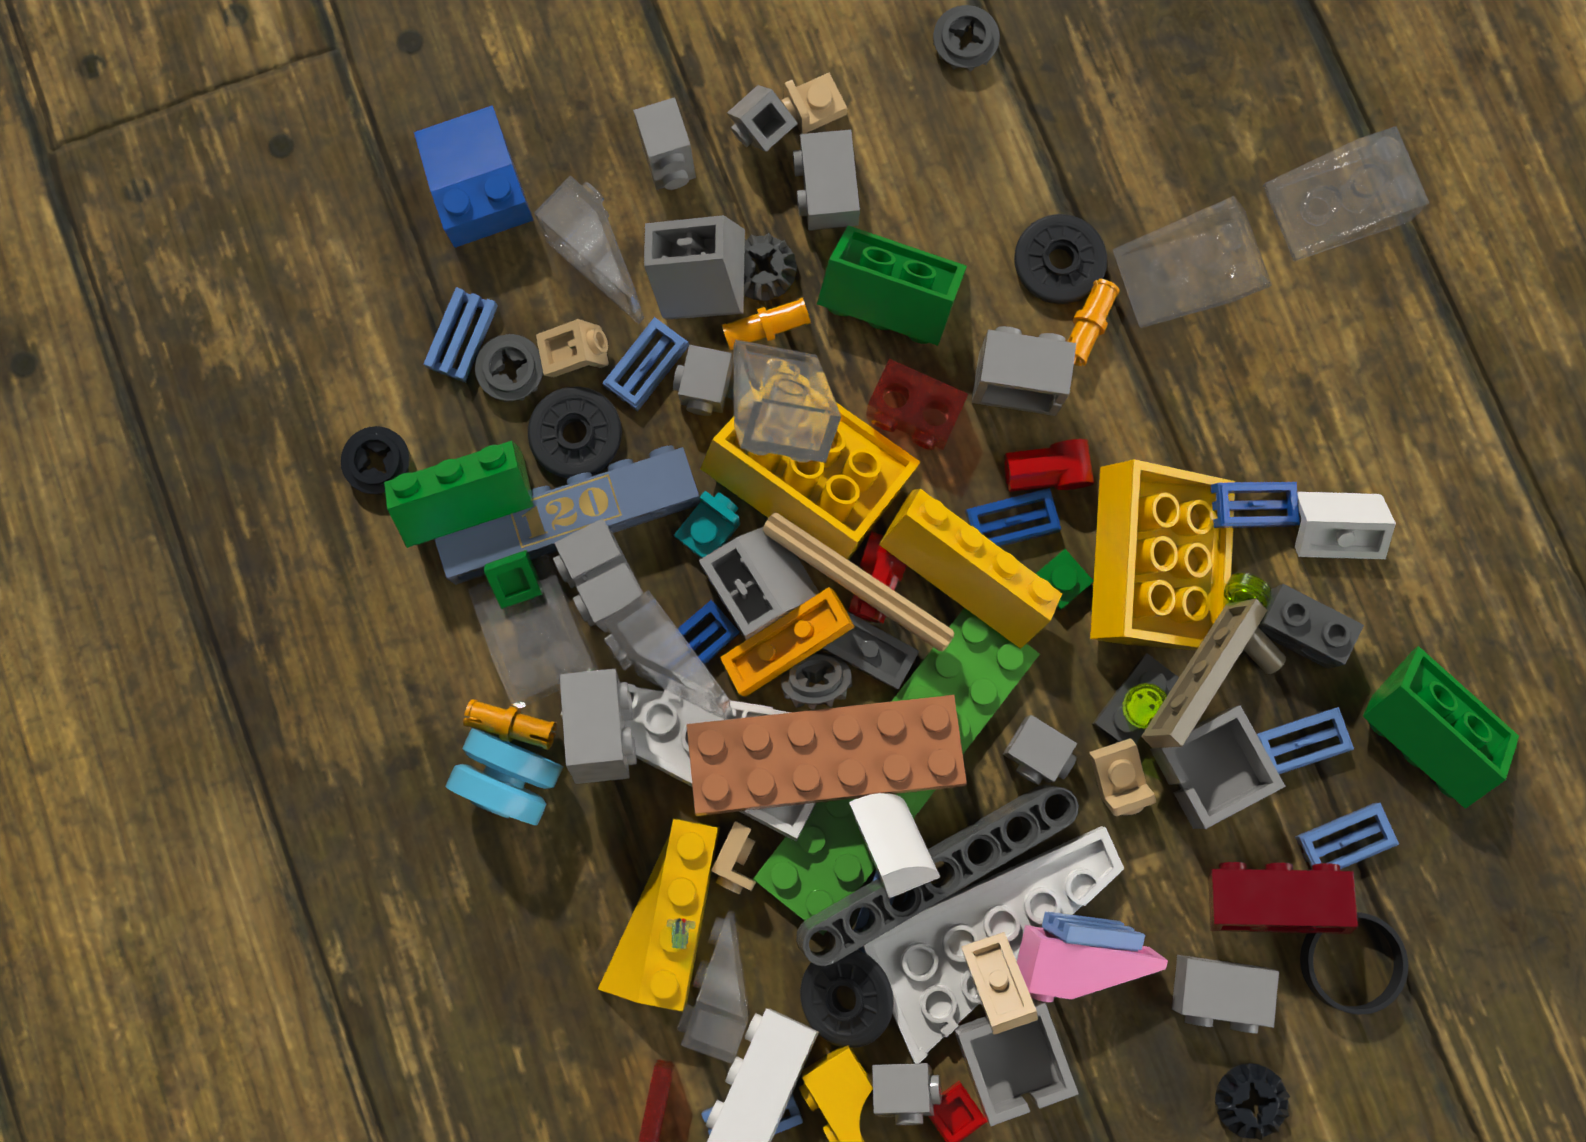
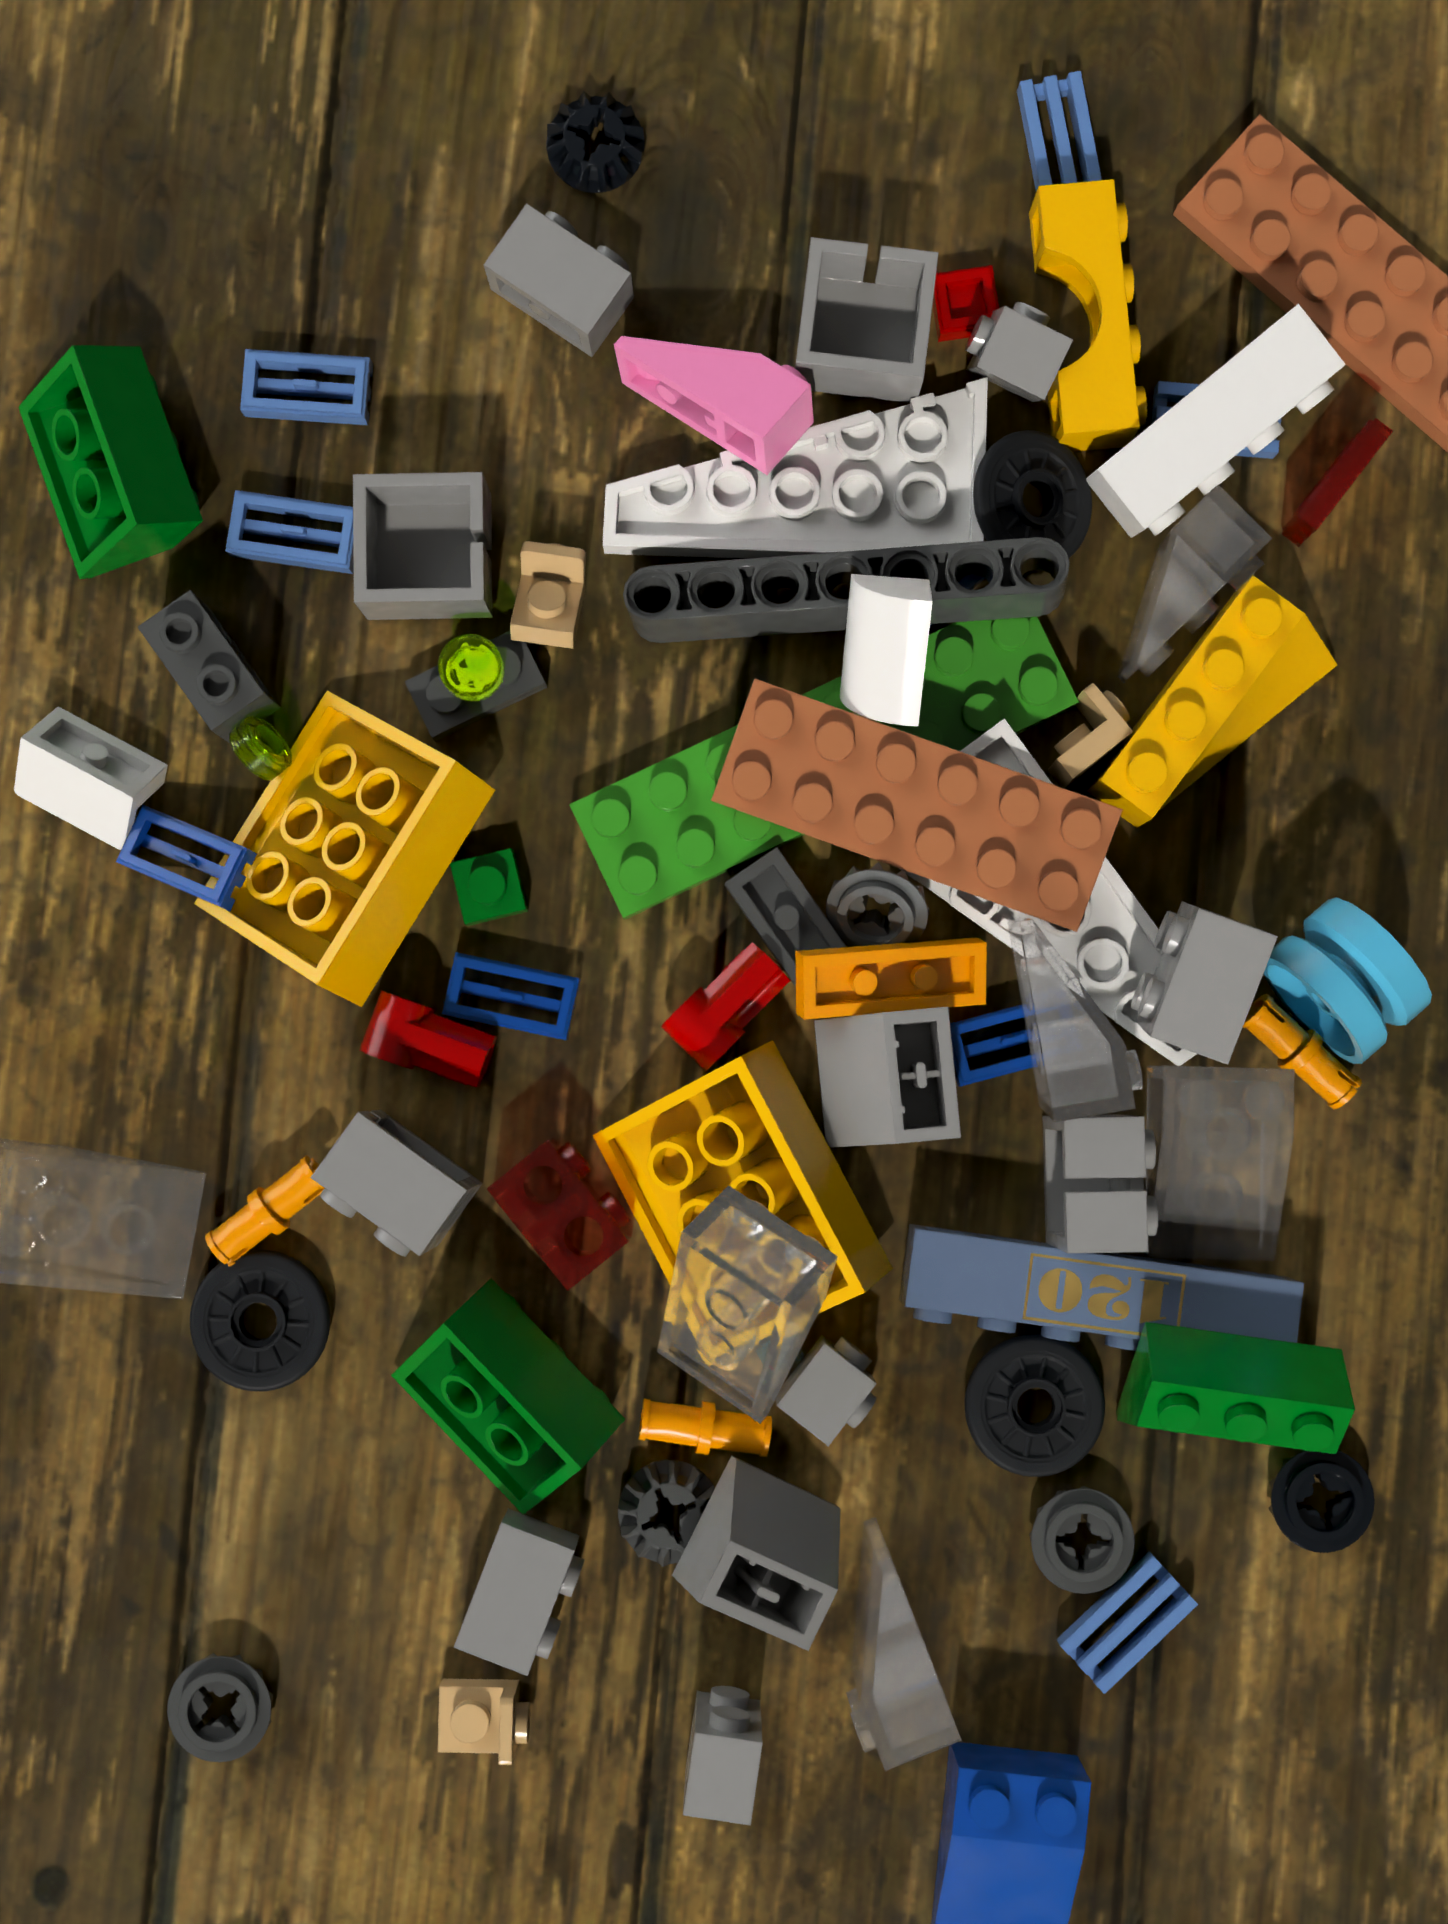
camera: 155 degrees left, 5 degrees up
(513, 579) = (1215, 1237): green plate -> none
(572, 347) = (984, 1525): tan bracket -> none
(658, 374) = (882, 1431): medium blue tile -> none
(680, 931) = (1213, 669): clear light blue piece -> none
(709, 524) = (916, 1186): teal bracket -> none
(760, 119) = (570, 1727): light grey brick -> none
(858, 582) = (762, 1007): tan axle -> none
(970, 568) = (606, 954): yellow wedge -> none
(999, 983) = (840, 413): tan plate -> none
(1041, 751) = (634, 679): light grey brick -> none
(1092, 931) = (688, 424): medium blue tile -> none
(1231, 633) = (384, 661): dark tan piece -> none
(1282, 899) = (430, 348): dark red brick -> none
(1394, 987) = (368, 179): black tyre -> none

